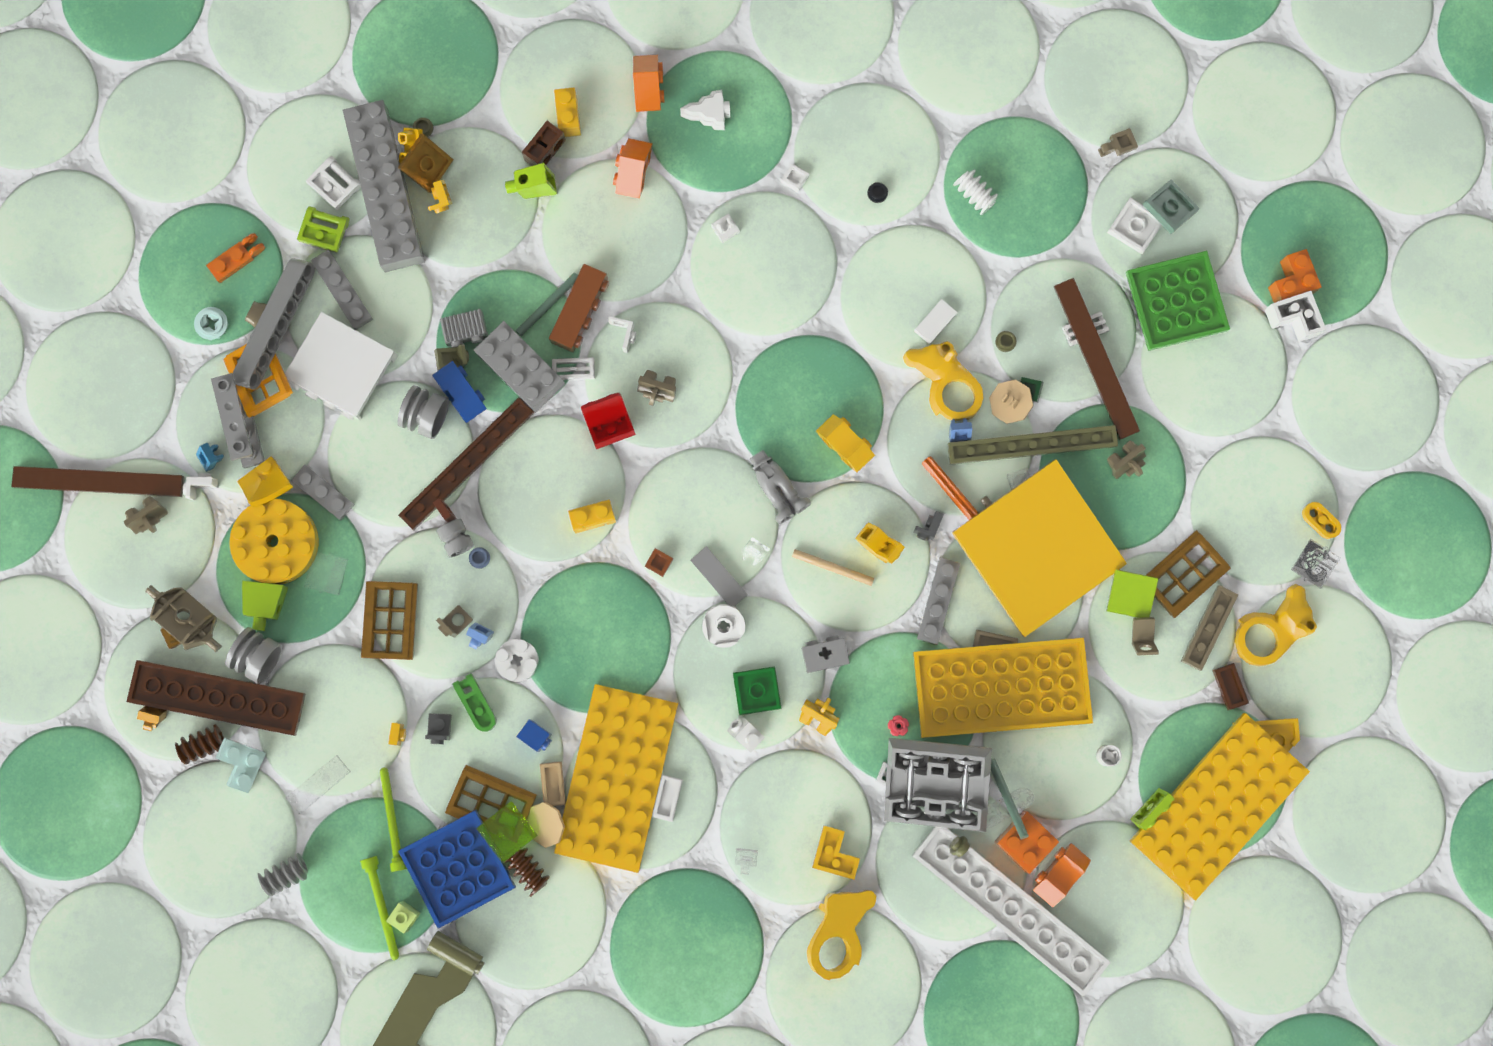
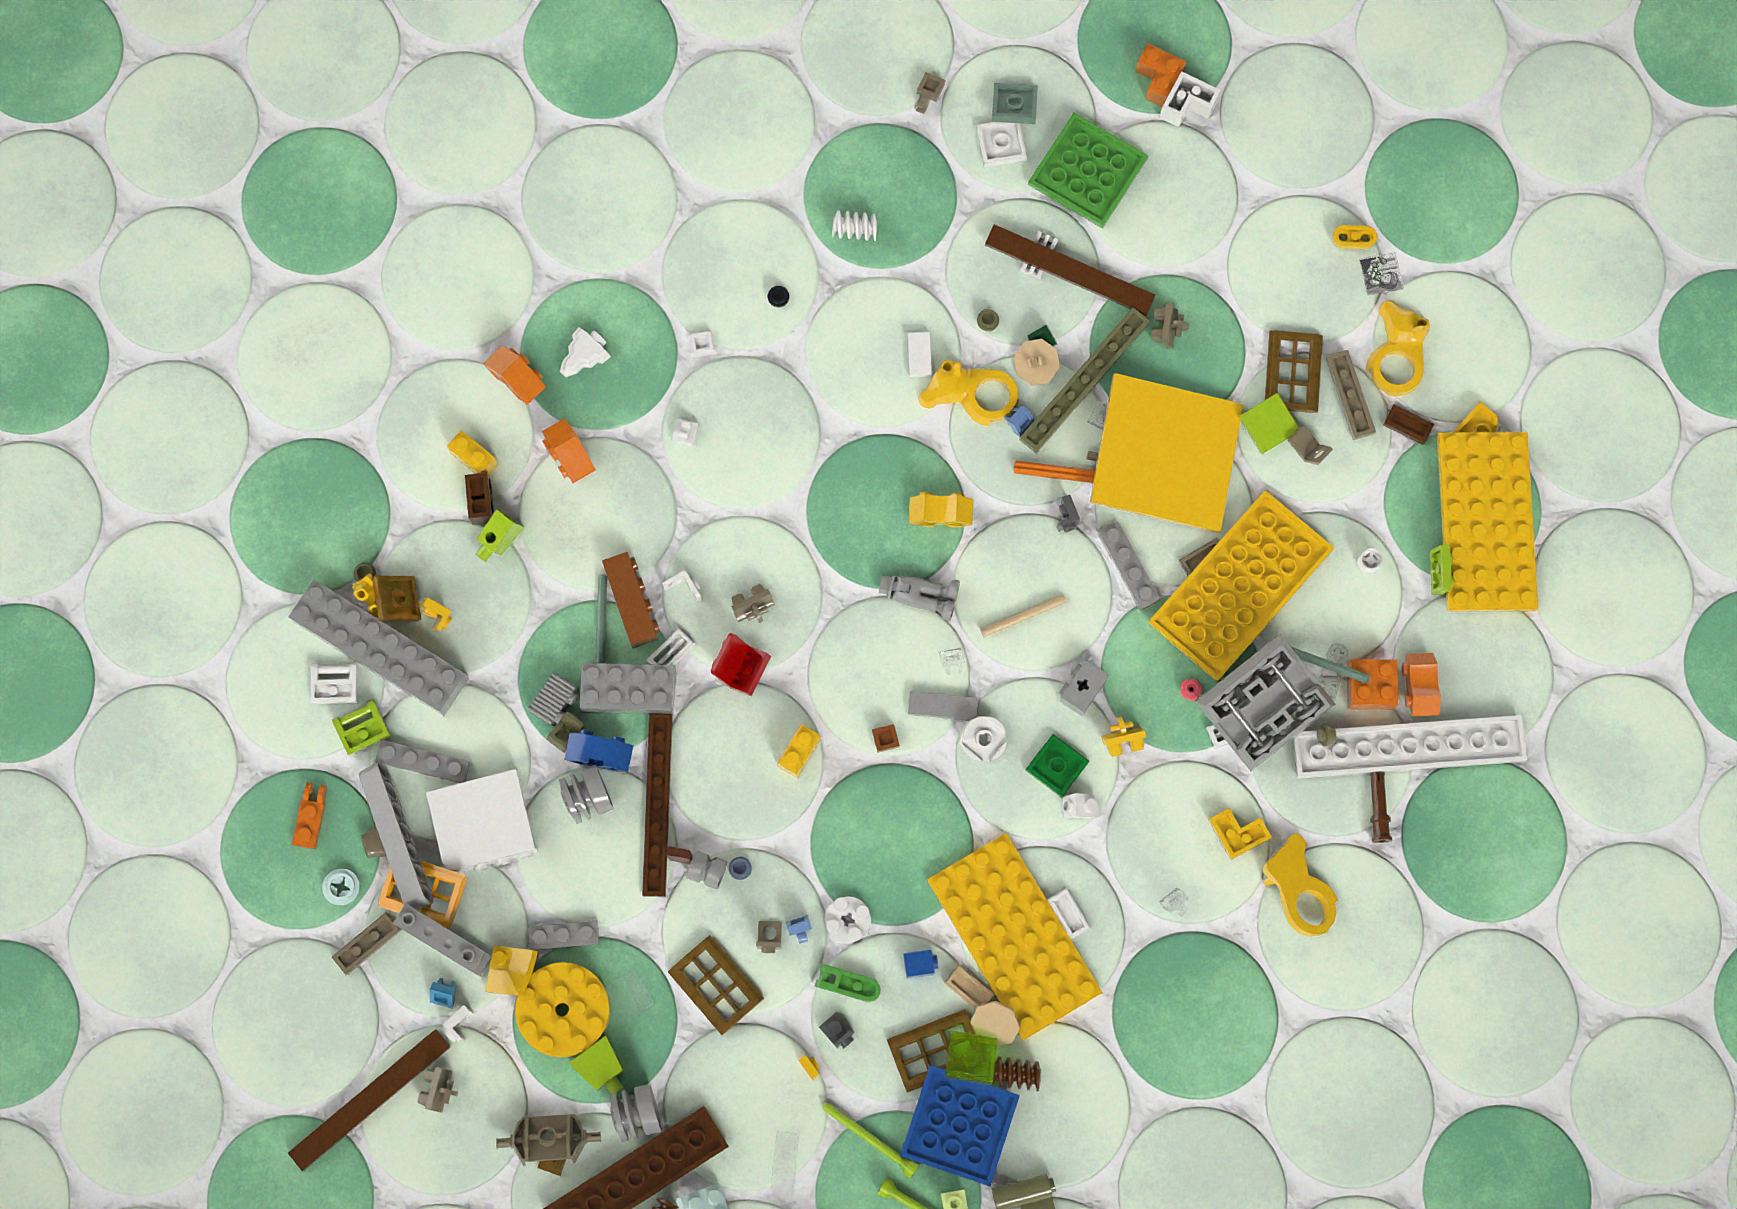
camera: 40 degrees left, 5 degrees down
(189, 375) = (366, 943): none -> dark tan tile
(879, 543) = (1042, 563): yellow brick -> none
(942, 937) = (1380, 818): none -> reddish brown pin

